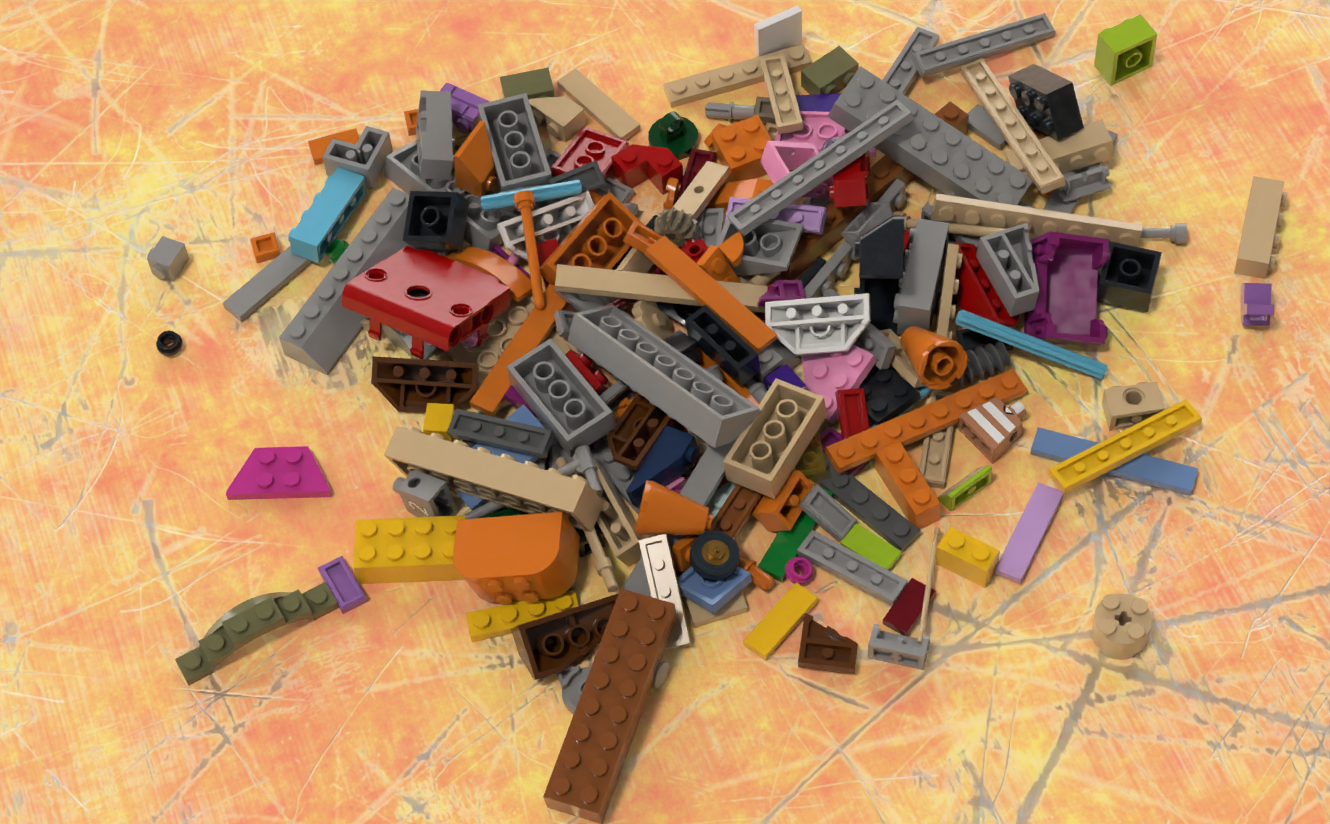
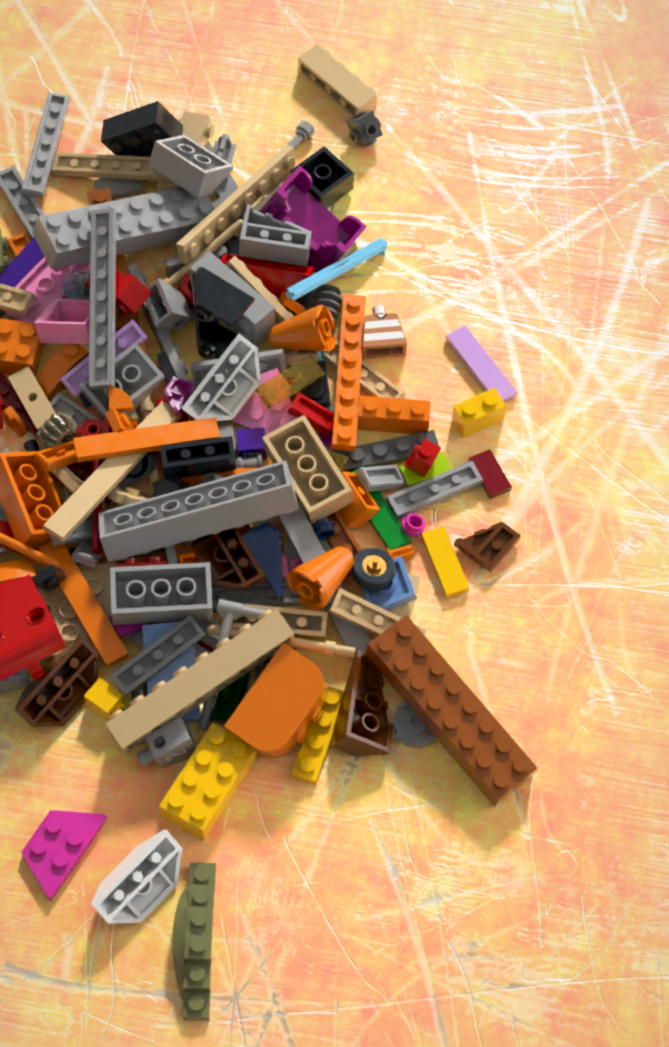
camera: 65 degrees left, 5 degrees up
(276, 551) = (139, 881): none -> white wedge
(342, 584) = (202, 851): medium lavender tile -> none
(520, 306) = (49, 578): none -> black plate
(681, 553) = (351, 586): orange plate -> none
(727, 490) = (324, 528): none -> dark blue plate
(872, 533) = (422, 457): none -> red brick
(880, 377) = (298, 376): none -> clear yellow tile
(898, 648) = (520, 498): light grey hinge -> none
(928, 585) = (485, 451): tan piece -> none
(961, 335) = (292, 305): none -> orange tile
(966, 487) = (416, 378): lime slope -> none
(1034, 153) = (189, 165): none -> light grey slope
(1121, 625) = (597, 353): tan brick -> none
(1123, 415) = (425, 253): tan brick -> none
(1124, 446) = (459, 266): yellow plate -> none
(1125, 49) = (128, 62): lime brick -> none
(1141, 469) = (459, 282): medium blue tile -> none
(1221, 268) = (364, 128): none -> dark grey brick
(1256, 304) = (400, 124): medium lavender brick -> none

